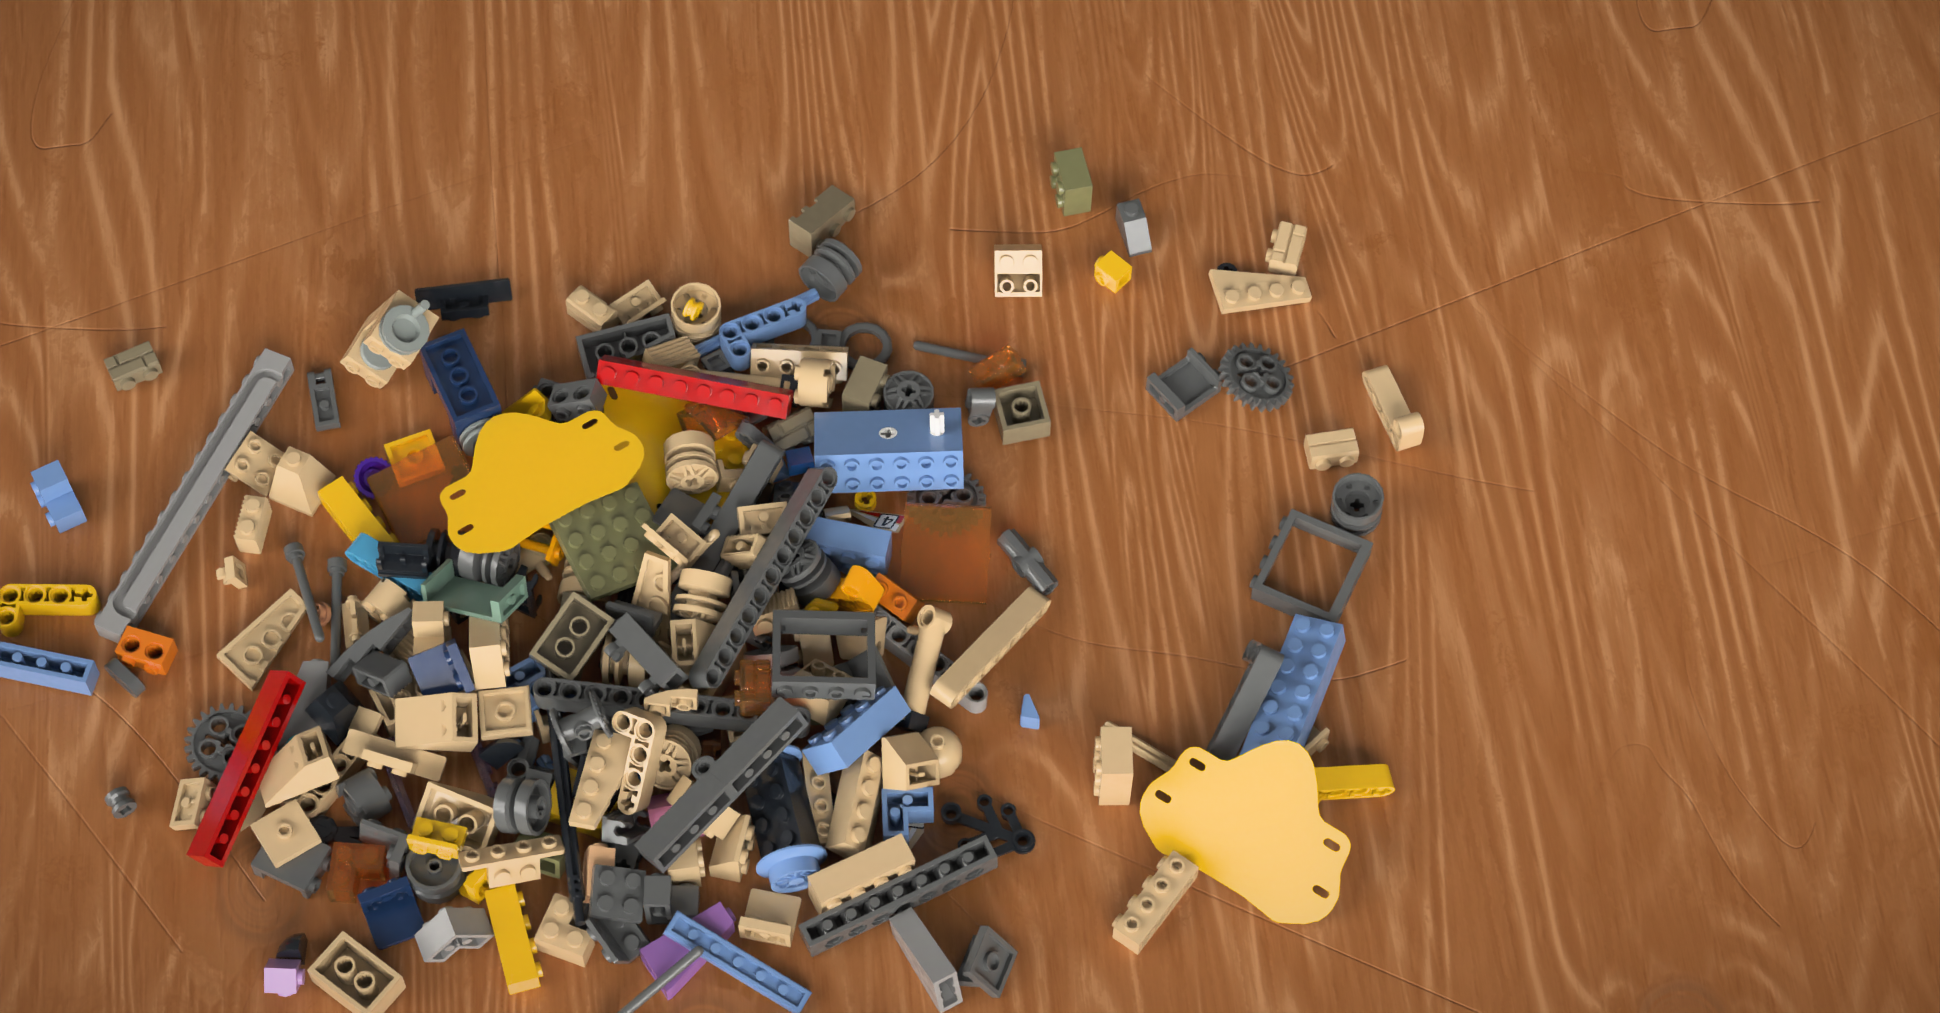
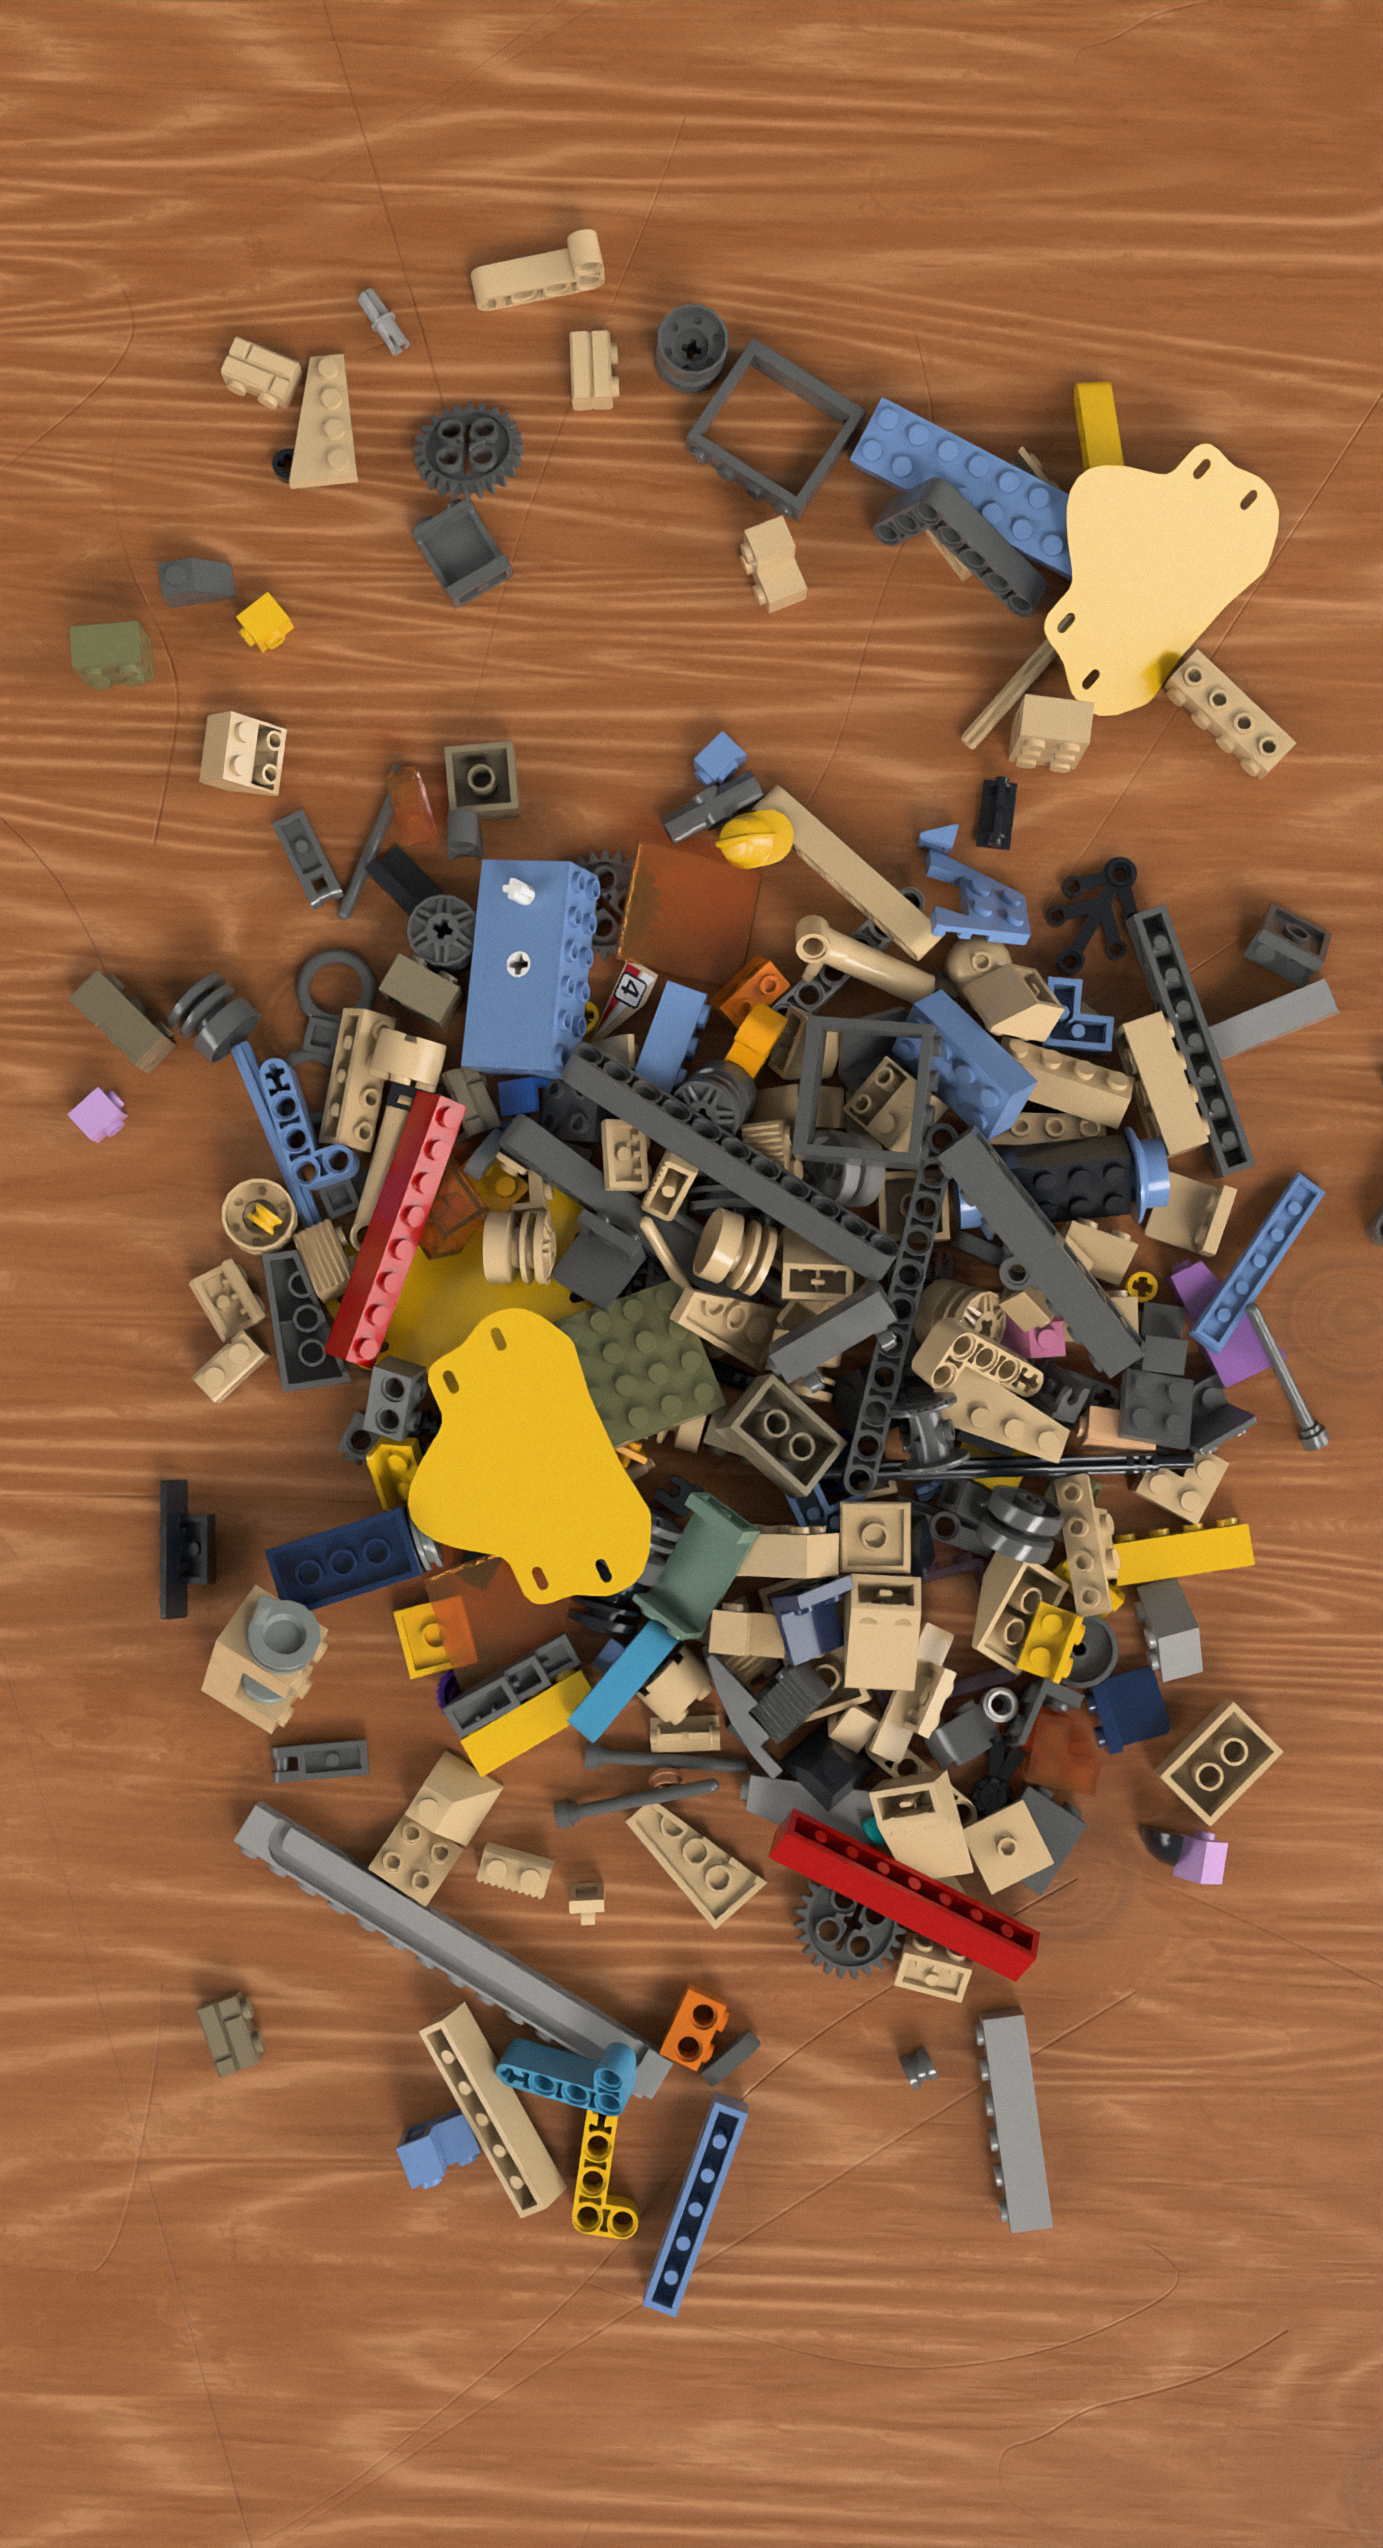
camera: 80 degrees left, 25 degrees up
(83, 871) = (1015, 2120): none -> light grey brick
(84, 528) = (492, 2110): none -> tan brick
(106, 581) = (570, 2078): none -> dark azure beam
(383, 502) = (511, 1684): none -> dark grey slope
(390, 817) = (1009, 1701): none -> white brick
(403, 560) = (633, 1661): black hinge -> none
(647, 618) = (750, 1348): dark grey panel -> none
(677, 541) = (658, 1278): tan bracket -> none
(679, 698) = (913, 1318): tan slope -> none
(705, 887) = (1148, 1280): none -> yellow bush
(755, 686) = (900, 1193): clear orange brick -> none
(756, 215) = (99, 1114): none -> lavender brick
(822, 605) = (767, 1097): yellow arm -> none
(946, 376) = (402, 880): none -> black panel
(951, 317) = (307, 858): none -> dark grey plate
(977, 746) = (985, 904): none -> medium blue wing
(1007, 586) = (756, 839): none -> yellow piece
(1054, 752) = (996, 814): none -> black hinge
(1062, 561) = (718, 761): none -> medium blue window
(1213, 578) = (770, 558): none -> tan brick
(1339, 318) = (383, 321): none -> light grey axle

